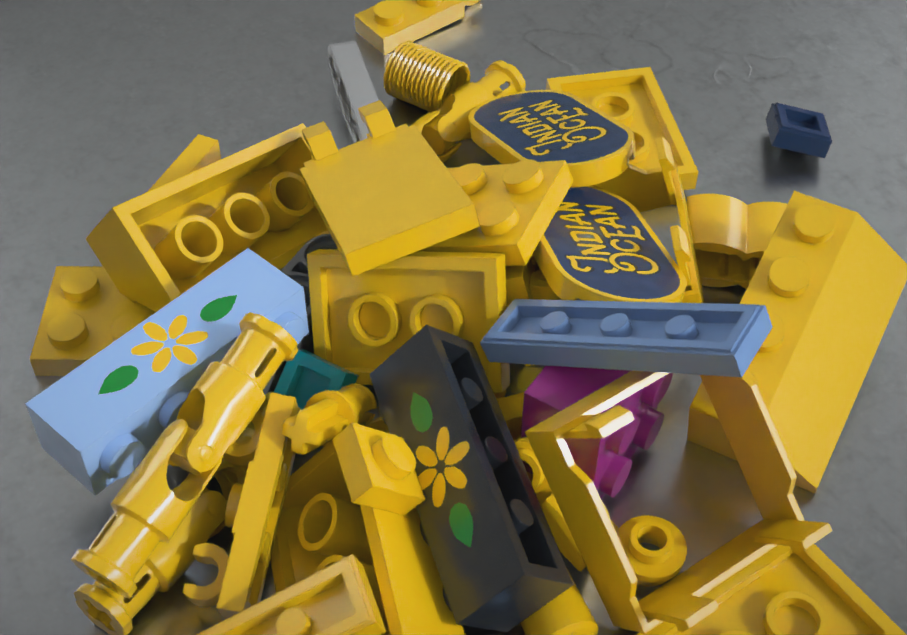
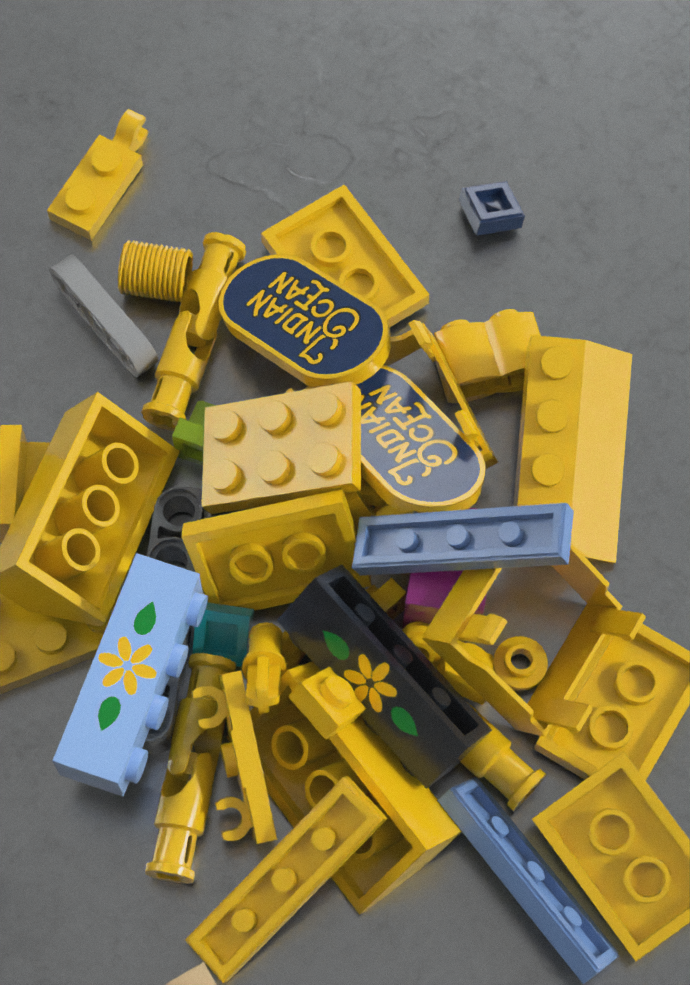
camera: 25 degrees left, 20 degrees up
(205, 427) = (182, 785): yellow piece -> none
(383, 192) = (213, 455): yellow tile -> none

